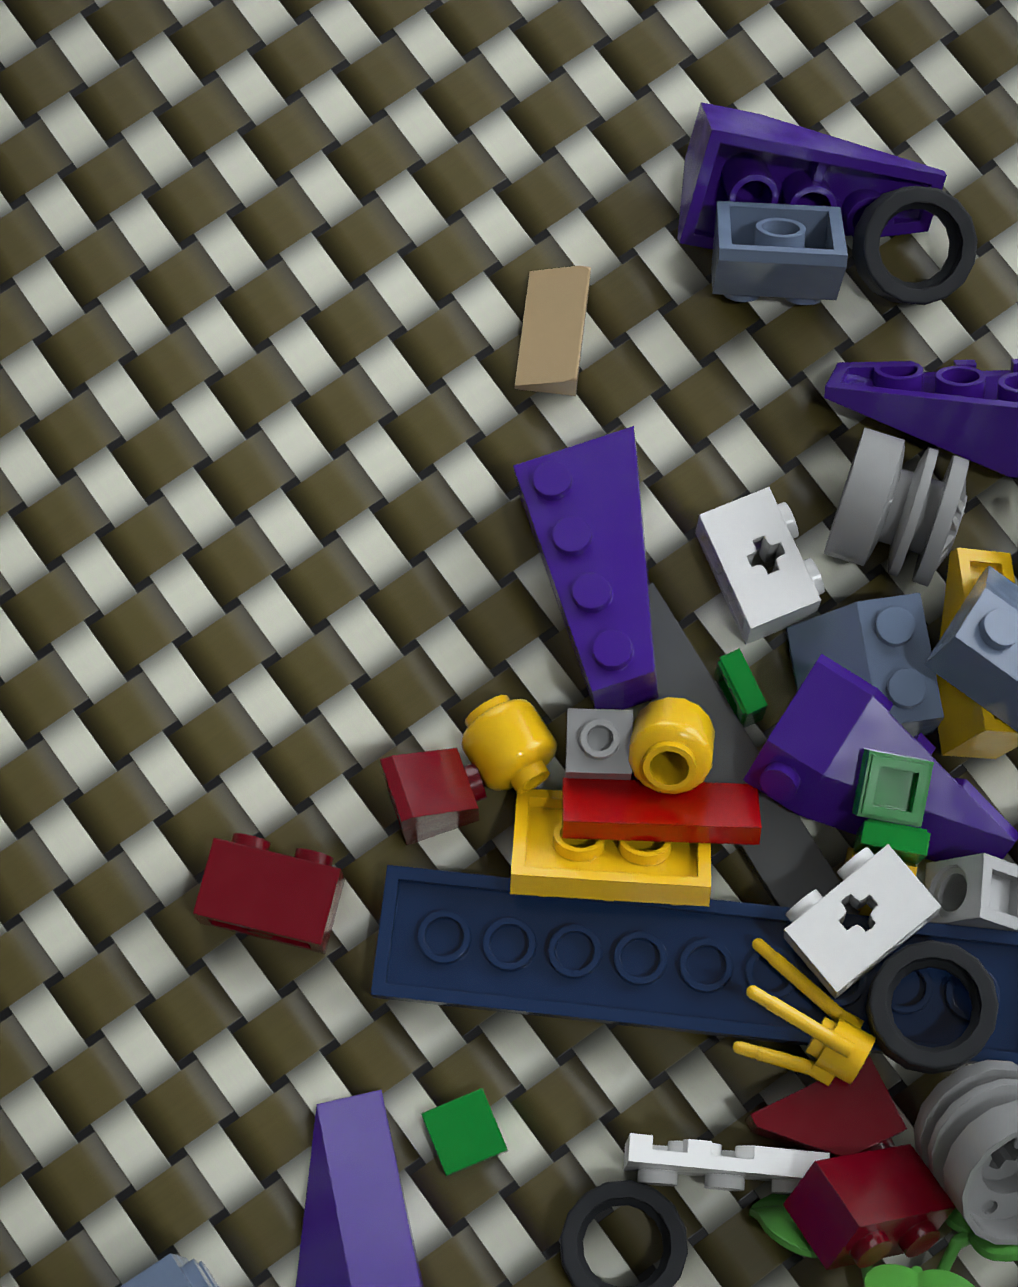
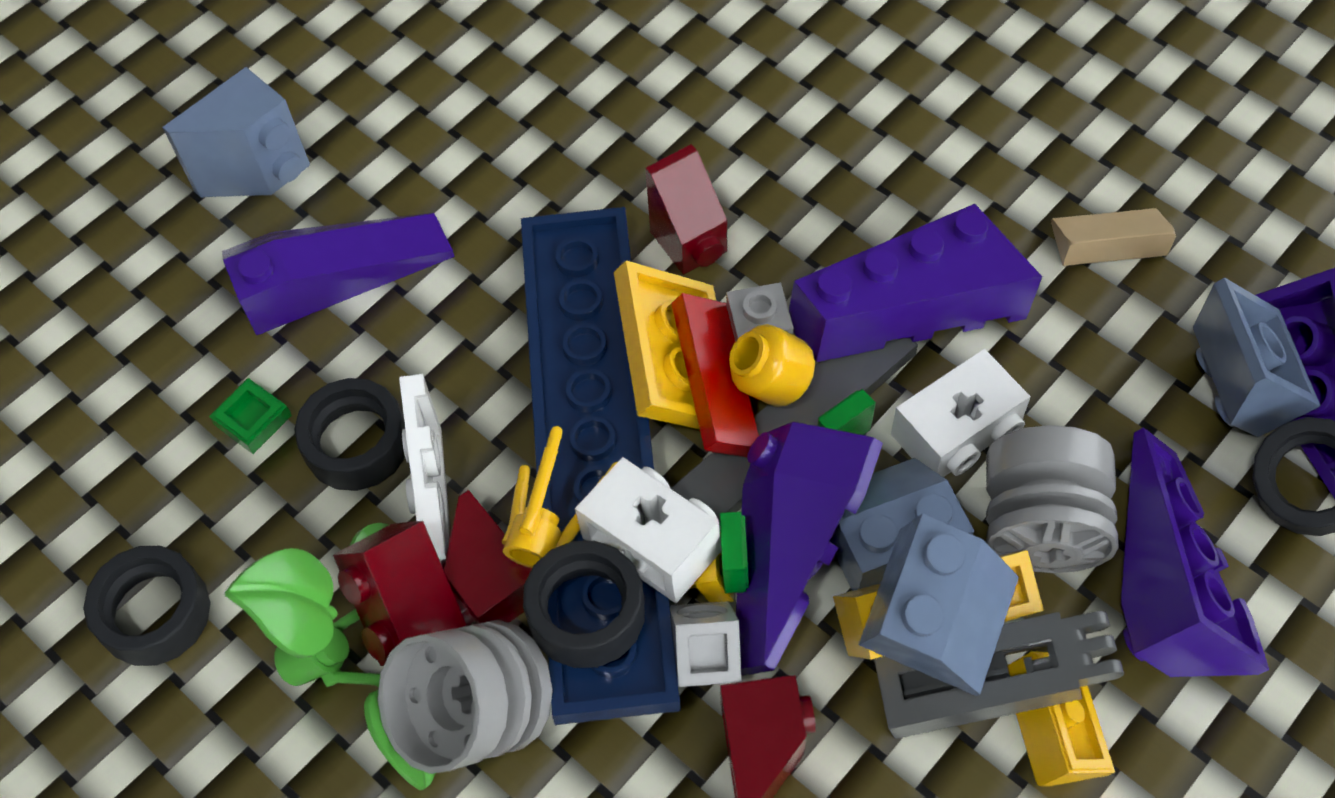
camera: 80 degrees right, 15 degrees down
(270, 892) = (583, 142): dark red brick -> none
(464, 1132) = (428, 311): green tile -> none
(509, 744) = (744, 260): yellow head -> none
(892, 787) = (778, 530): green tile -> none

